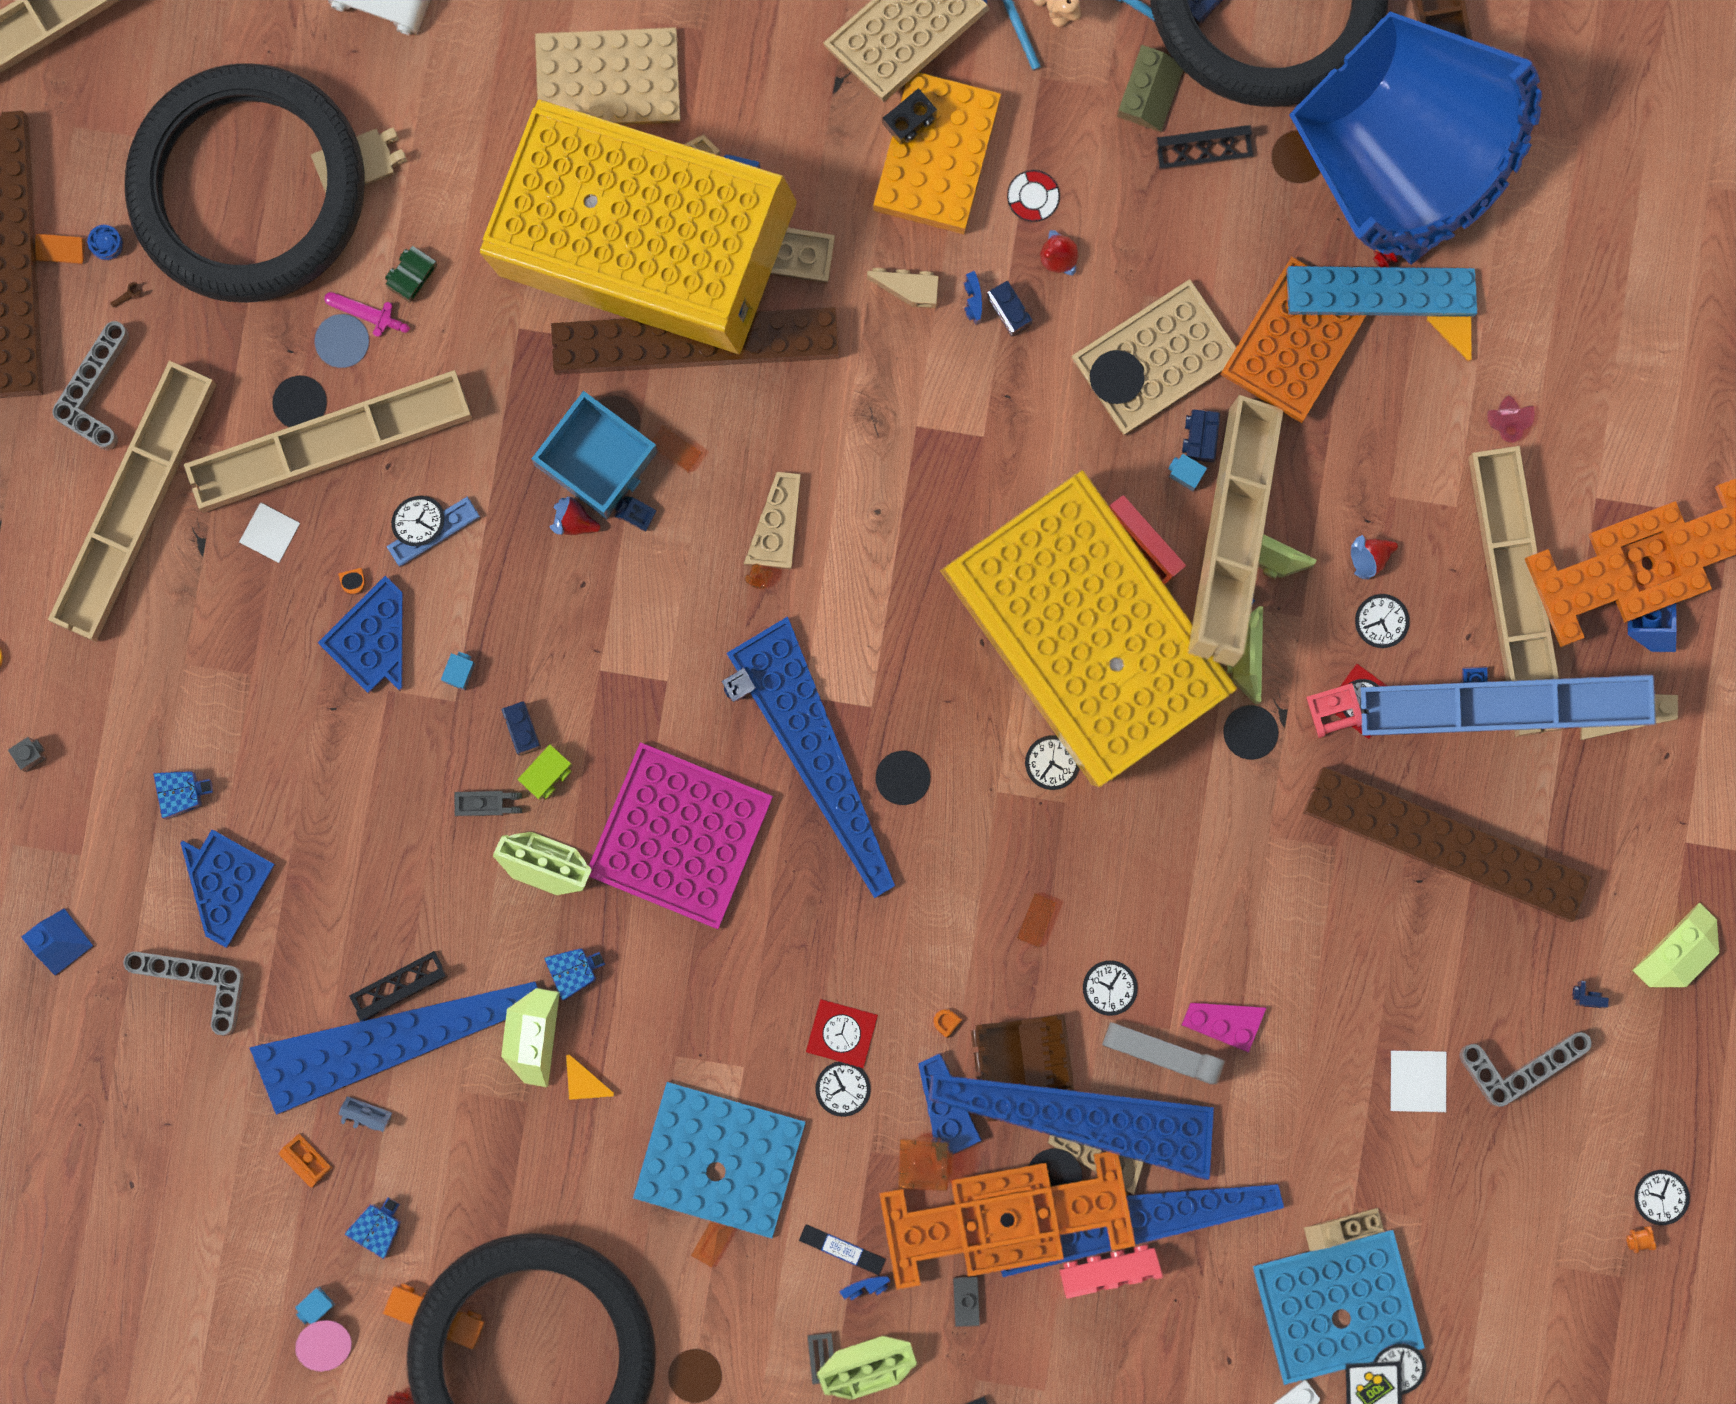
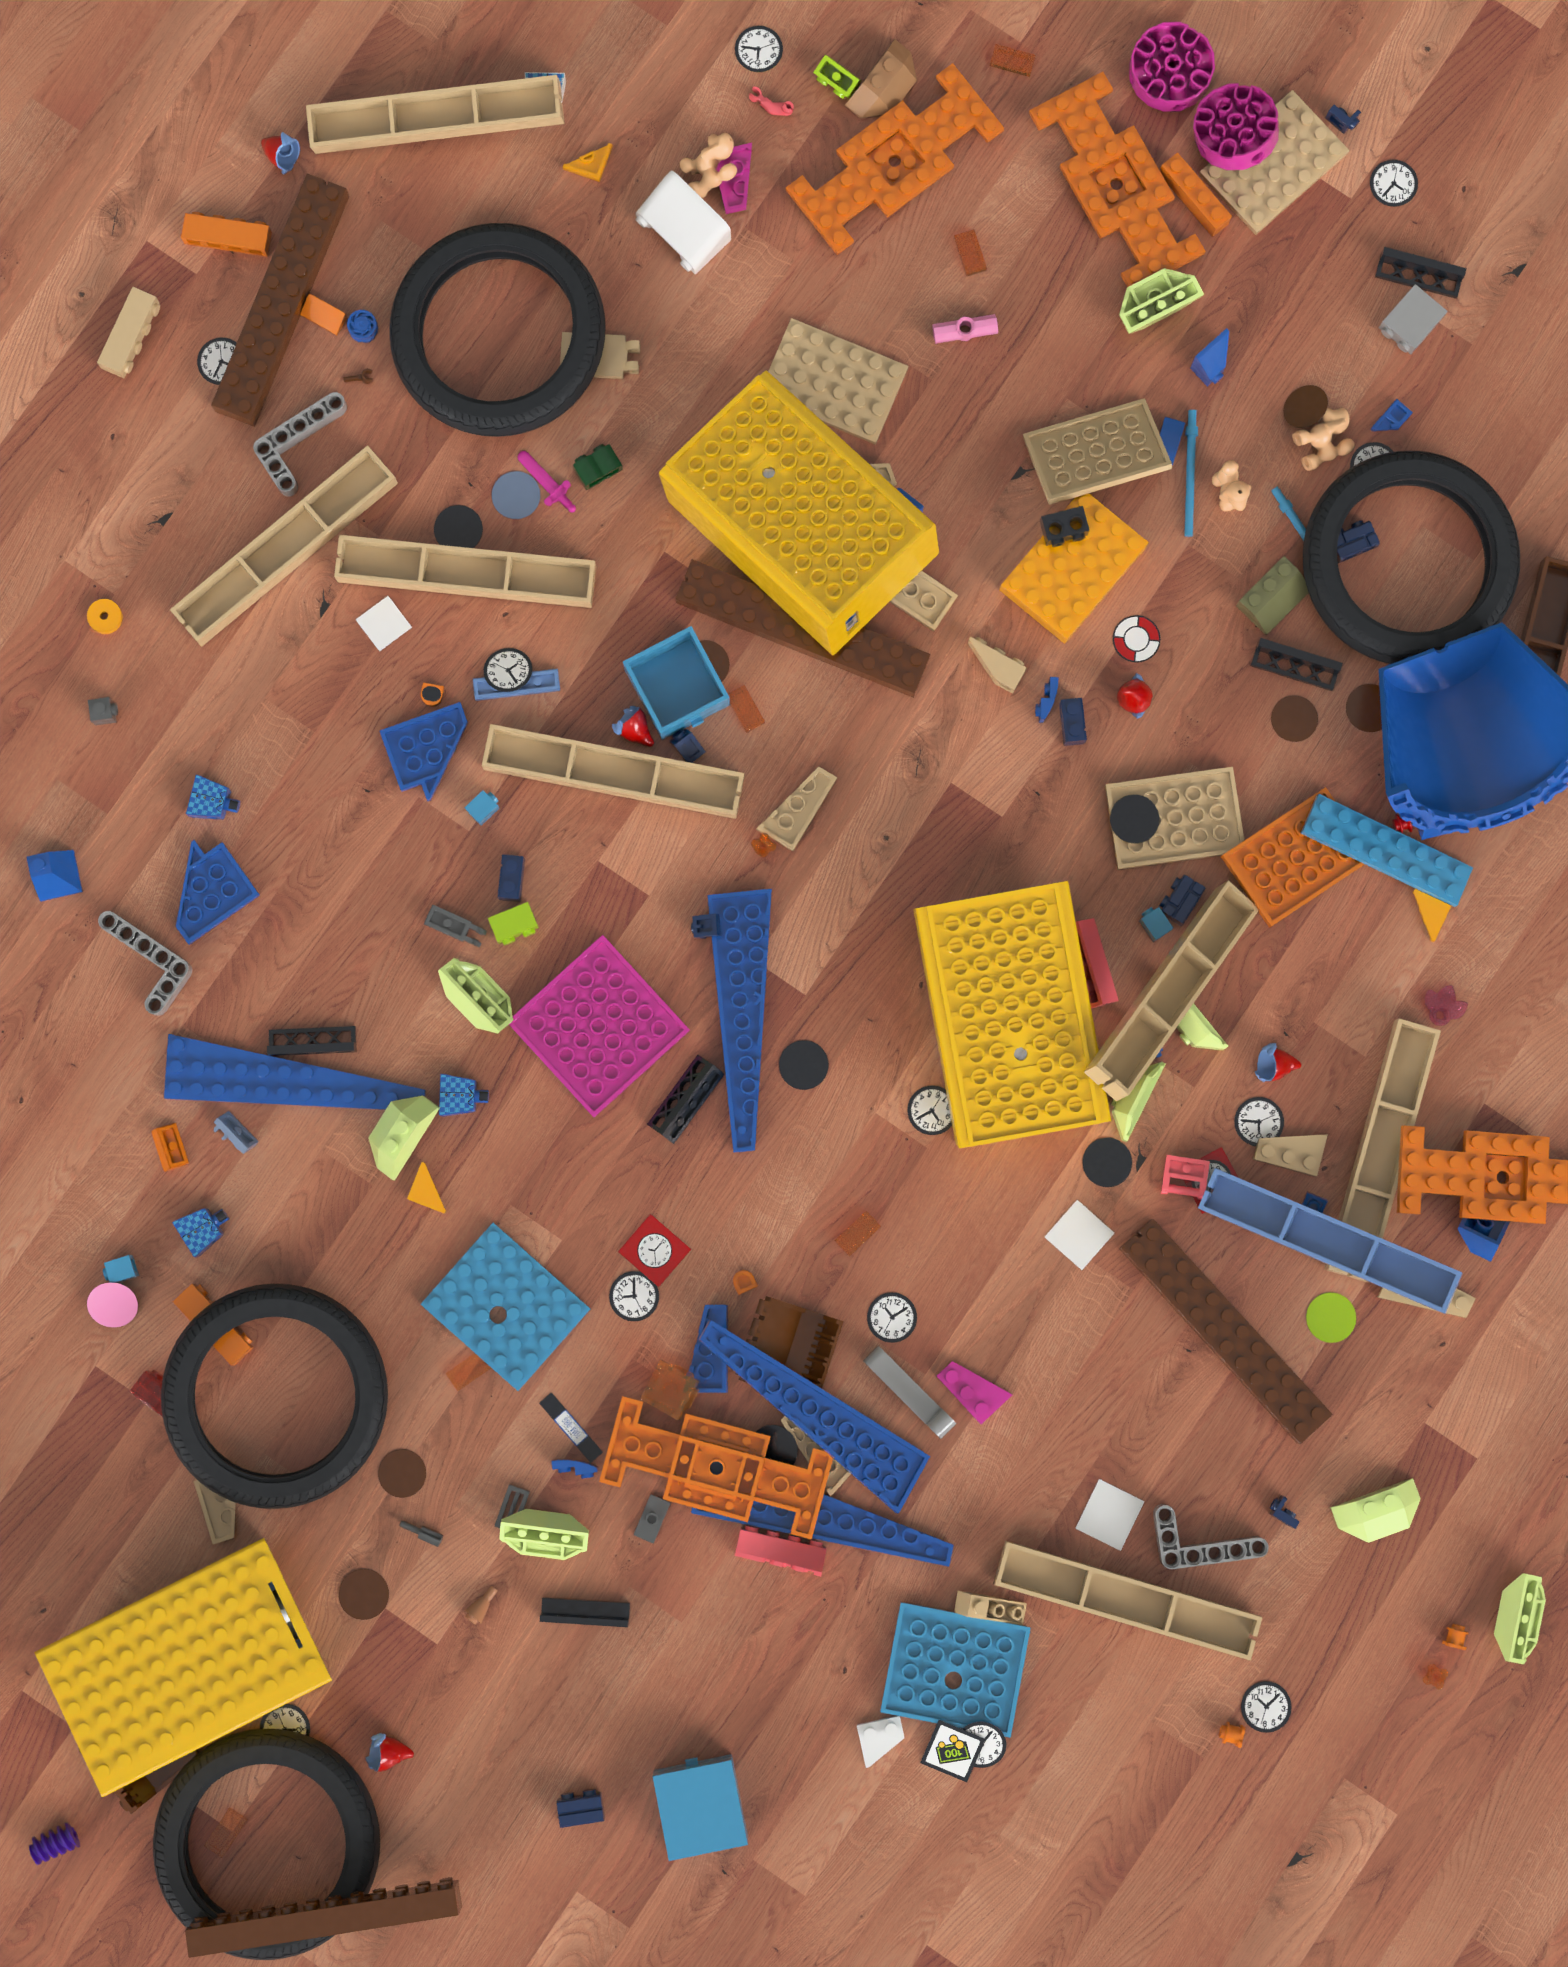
camera: 25 degrees right, 0 degrees up
(572, 573) = (613, 771): none -> tan piece
(805, 867) = (688, 1101): none -> black fence
(1228, 202) = (1294, 718): none -> reddish brown sticker
(1257, 817) = (1079, 1234): none -> white sticker
(1430, 636) = (1292, 1152): none -> tan wing
(1475, 1157) = (1127, 1600): none -> tan piece
(1544, 781) = (1331, 1317): none -> lime sticker

